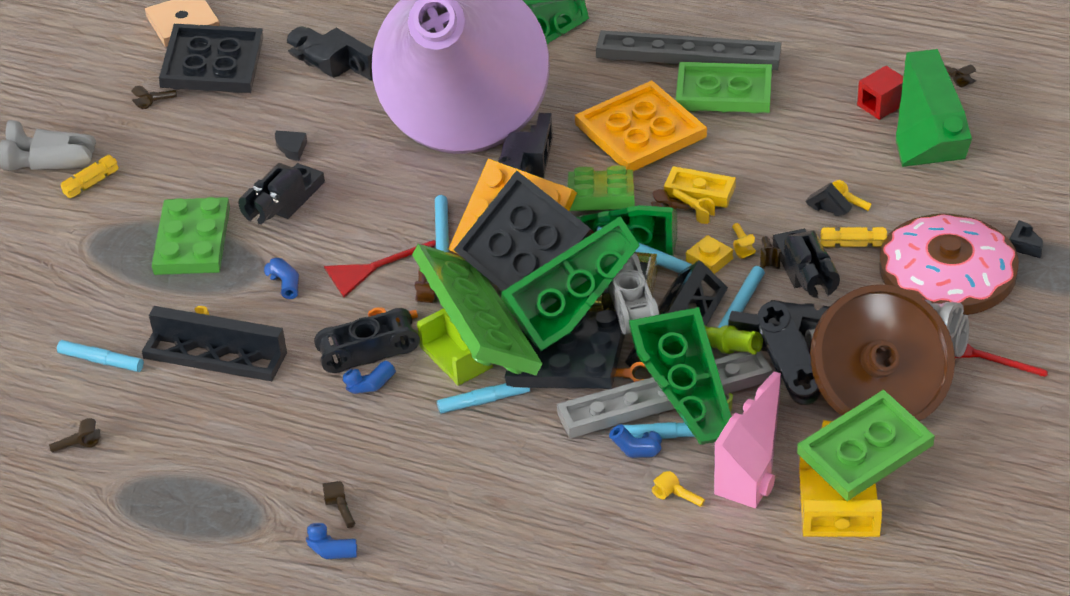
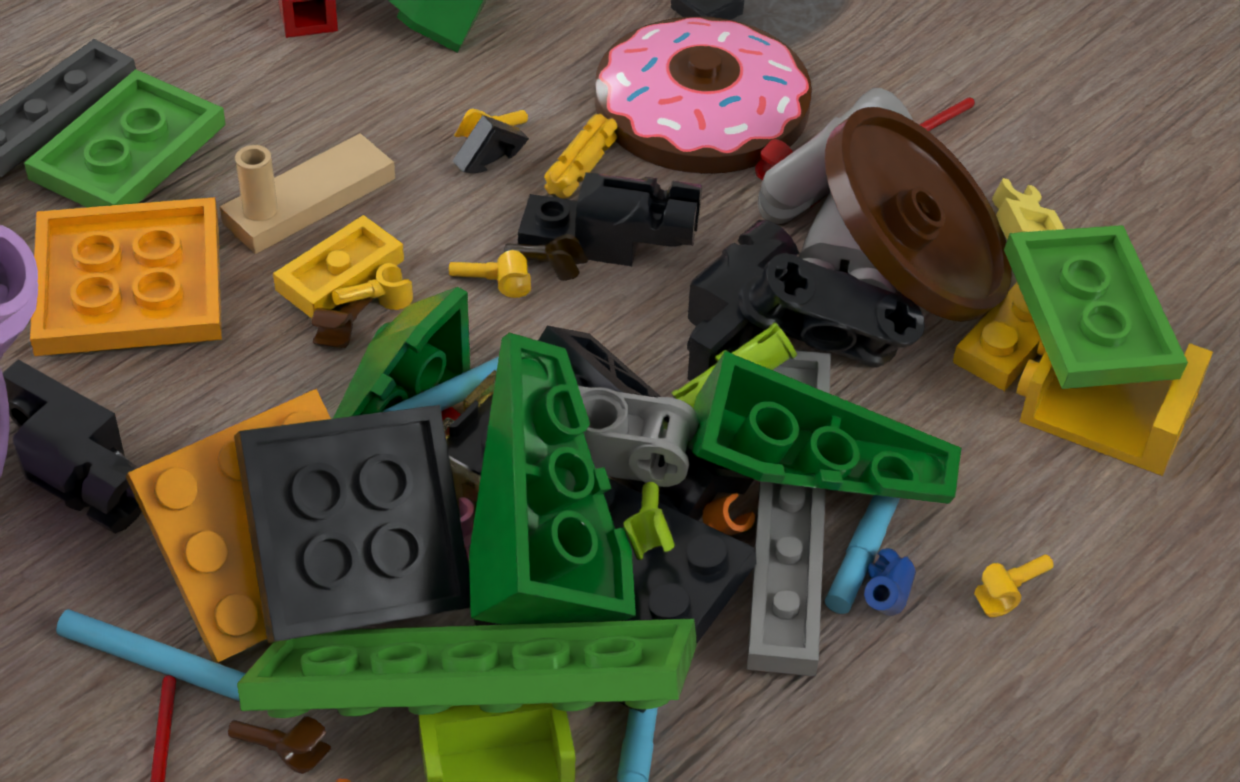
camera: 70 degrees left, 5 degrees up
(584, 332) = (648, 526): none -> lime hand
(602, 189) = (262, 368): bright green plate -> none
(710, 253) = (494, 318): yellow plate -> none
(742, 156) = (283, 205): none -> tan piece
(744, 294) = (629, 333): medium azure bar -> none
(747, 448) = (1005, 458): bright pink wedge -> none
(948, 421) = (1022, 211): none -> light yellow plate

